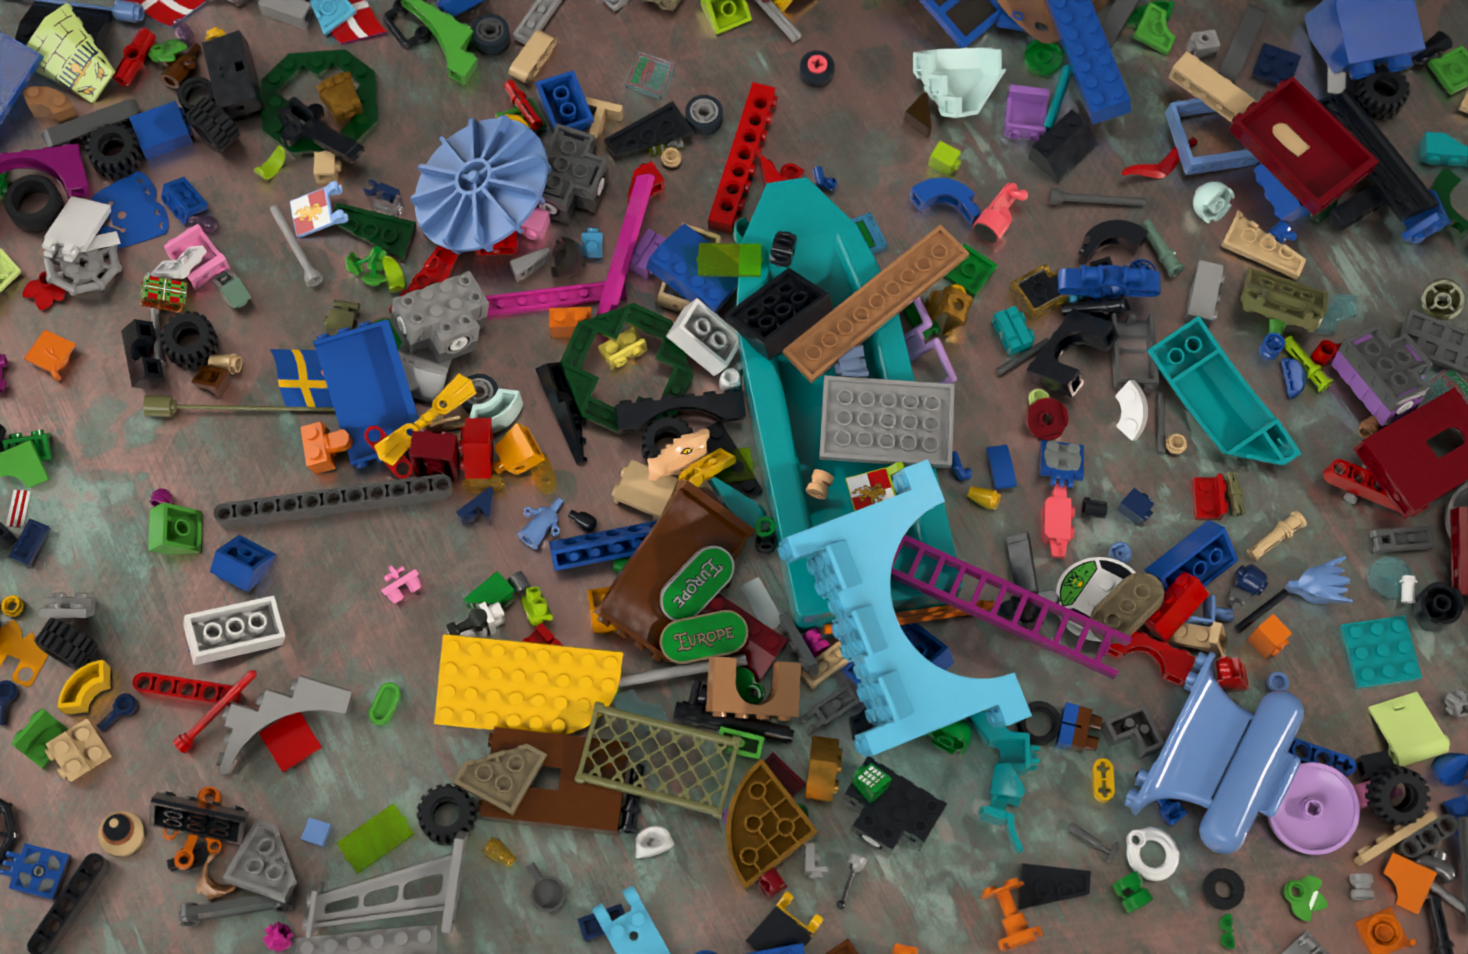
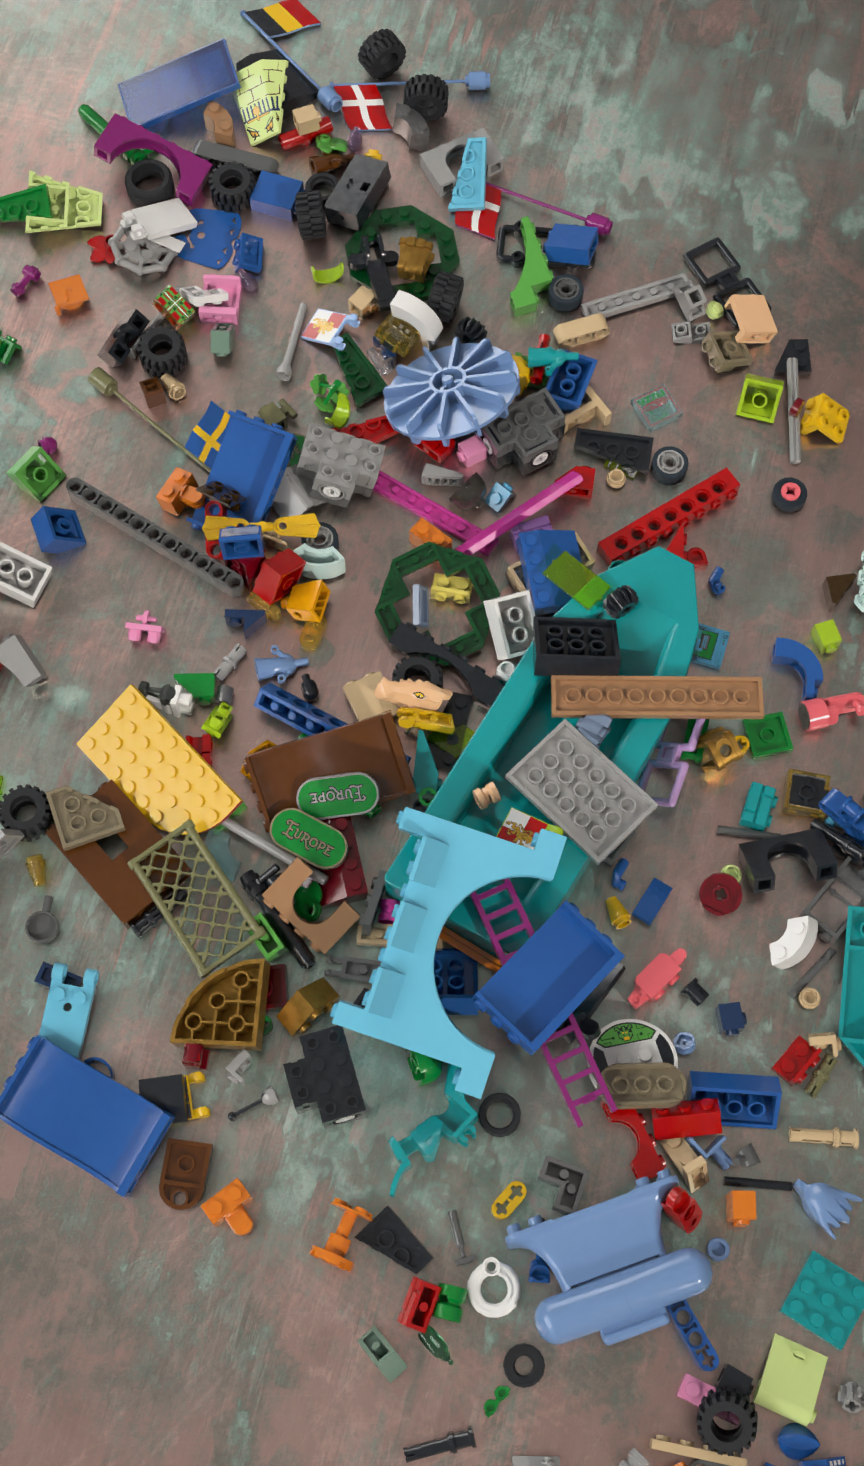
camera: 45 degrees right, 0 degrees up
(130, 43) = (306, 119): none -> tan brick
(357, 419) = (216, 491): none -> dark brown hinge
(384, 704) = (60, 703): bright green tile -> none
(386, 169) = (397, 335): none -> clear yellow piece
(393, 140) = (418, 315): none -> white arch
(397, 110) = (446, 295): none -> black tyre
(434, 440) = (241, 542): none -> blue slope
(444, 124) = (470, 331): none -> black gear
(497, 552) = (229, 662): none -> light grey pin
(533, 96) = (549, 357): none -> teal piece
(564, 407) = (369, 598): black wedge -> none
(619, 379) = (420, 606): none -> sand blue tile
(653, 841) = (144, 953): white piece -> none
(761, 603) = (380, 852): white sticker -> none
(871, 781) = (319, 1043): green slope -> none
(998, 582) = (548, 978): none -> blue panel
(1061, 462) = (701, 936): piece -> none
(1075, 726) = (516, 1149): hips -> none
(1113, 913) = (419, 1304): none -> red brick
(1148, 932) = (435, 1344): none -> clear green piece
(1214, 464) = (821, 1040): none -> tan bracket
(1251, 579) = (770, 1151): dark blue head -> none
(1308, 897) = (582, 1434): bright green plate -> none
(1317, 811) = (651, 1373): lavender dish -> none

